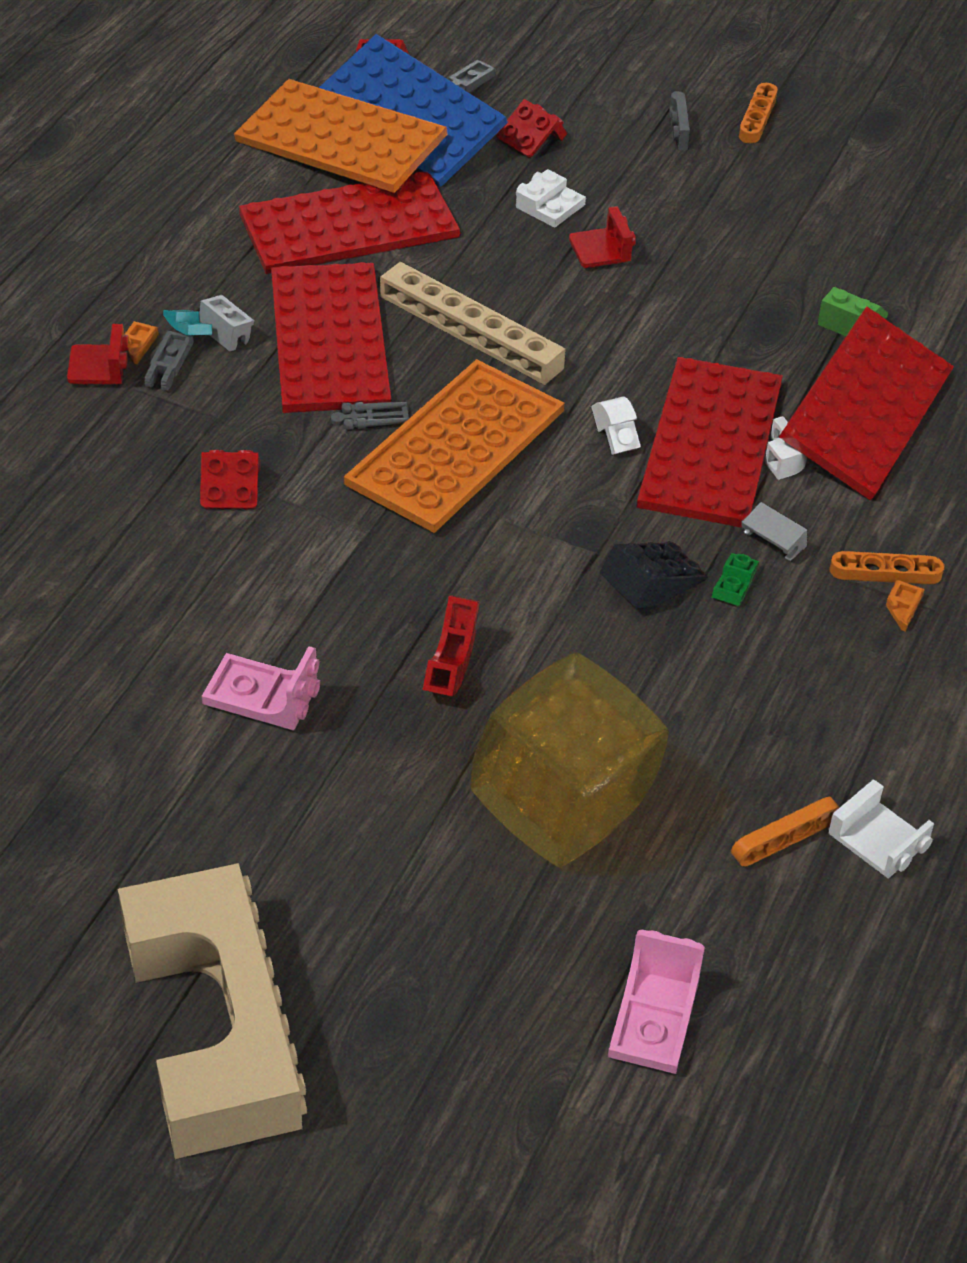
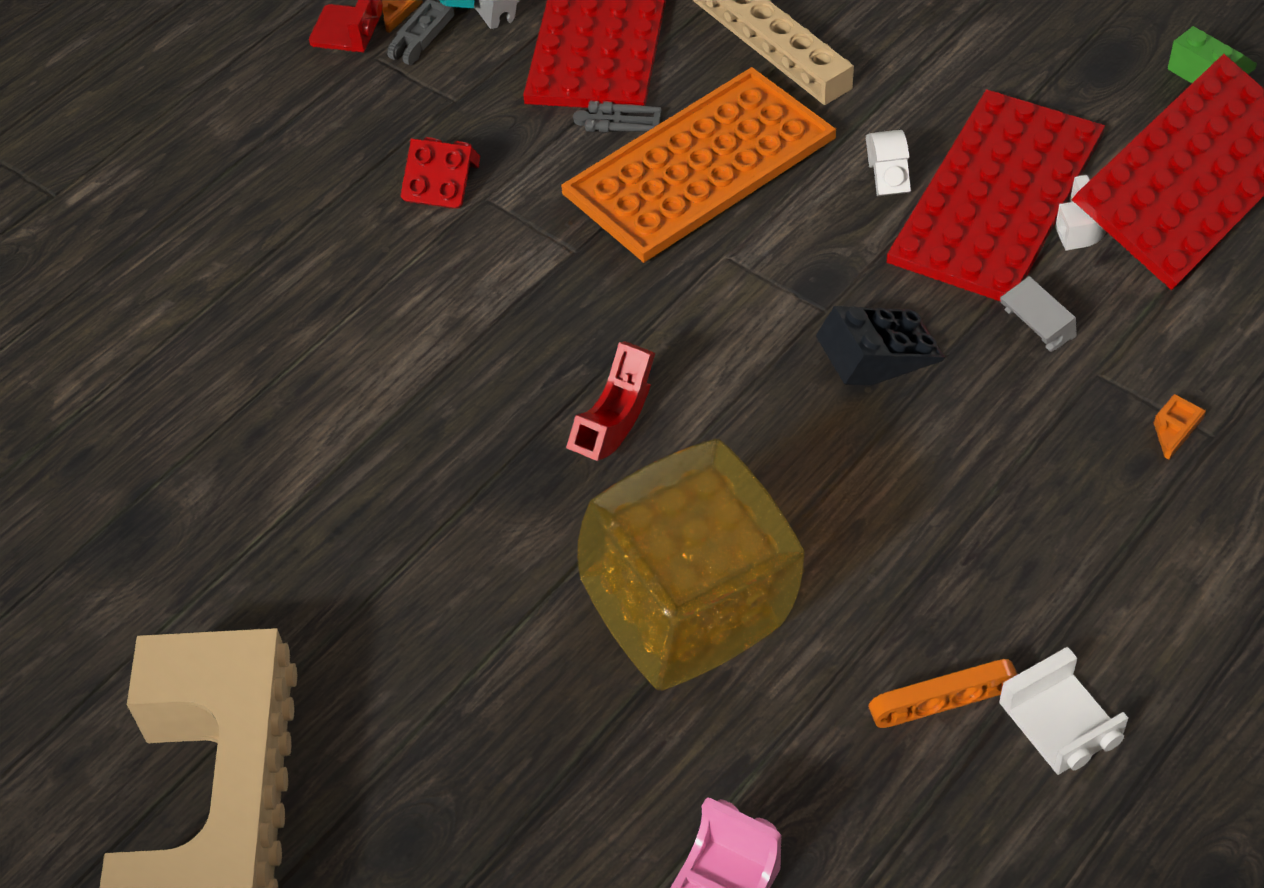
camera: 20 degrees right, 5 degrees up
(264, 690) = (394, 420): bright pink bracket -> none
(735, 579) = (977, 366): green slope -> none
(886, 563) = (1167, 372): orange beam -> none

